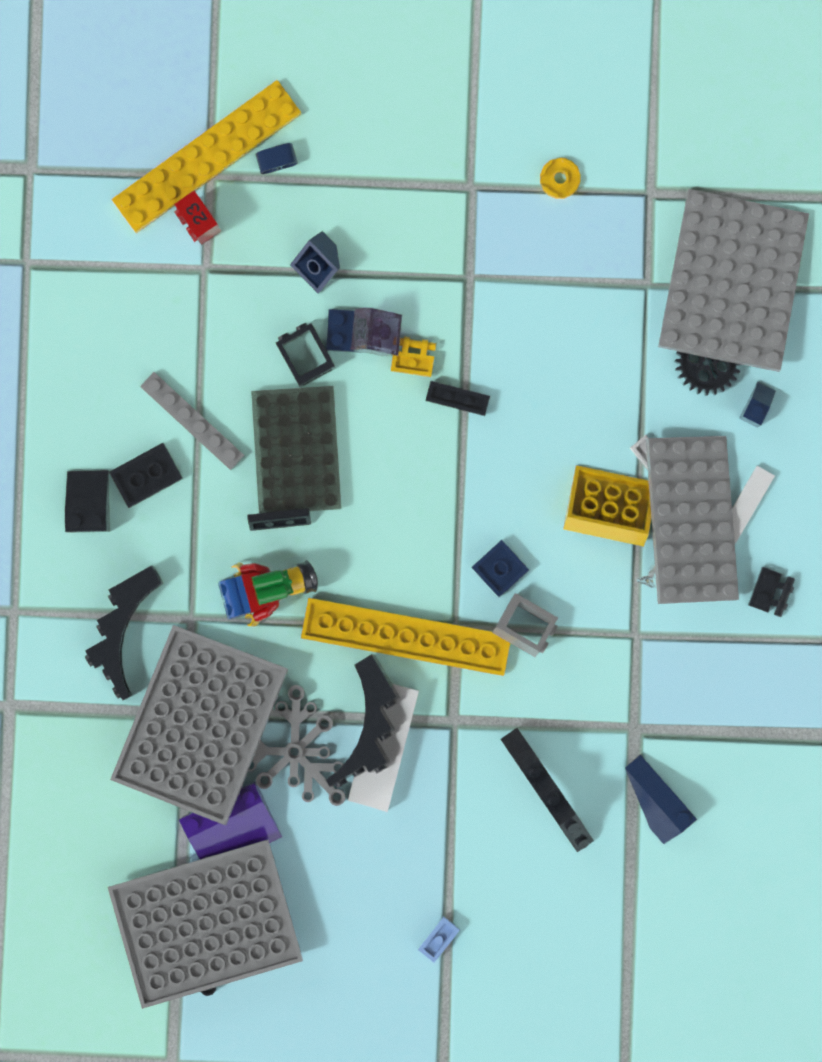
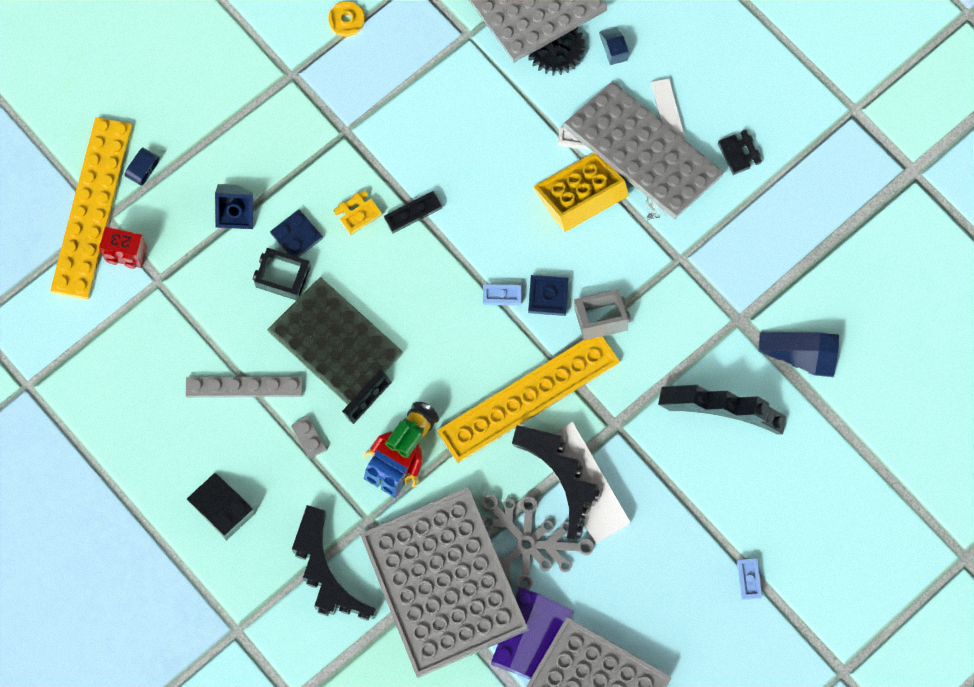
camera: 45 degrees left, 15 degrees down
(146, 475) = (245, 450): black plate -> none
(205, 509) = (308, 438): none -> light grey plate
(376, 332) = (317, 214): brick -> none
(463, 533) = (501, 294): none -> light blue plate

